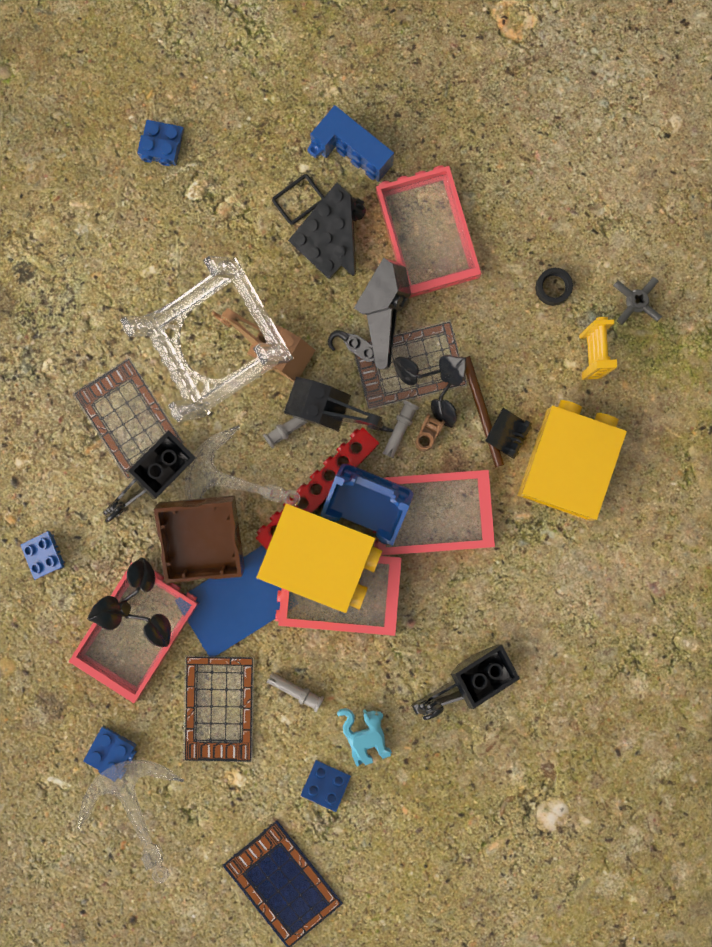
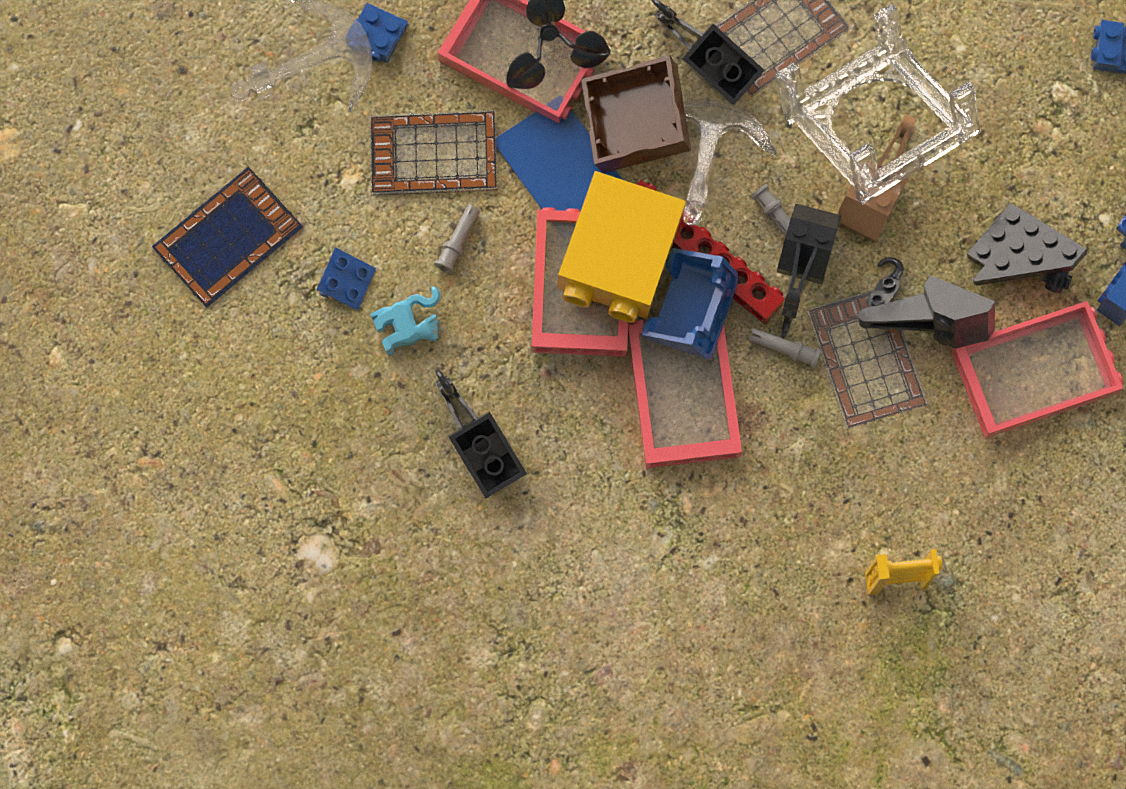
camera: 85 degrees right, 10 degrees down
(288, 188) = (1075, 199): black piece -> none
(430, 429) = (785, 381): medium nougat piece -> none
(452, 371) = (859, 397): black plant -> none
(482, 410) = (814, 447): reddish brown piece -> none
(508, 433) = (789, 478): black hinge -> none
(554, 272) = (987, 511): black tyre -> none
(572, 460) = (760, 554): yellow brick -> none
(643, 305) = (962, 634): dark grey bar -> none

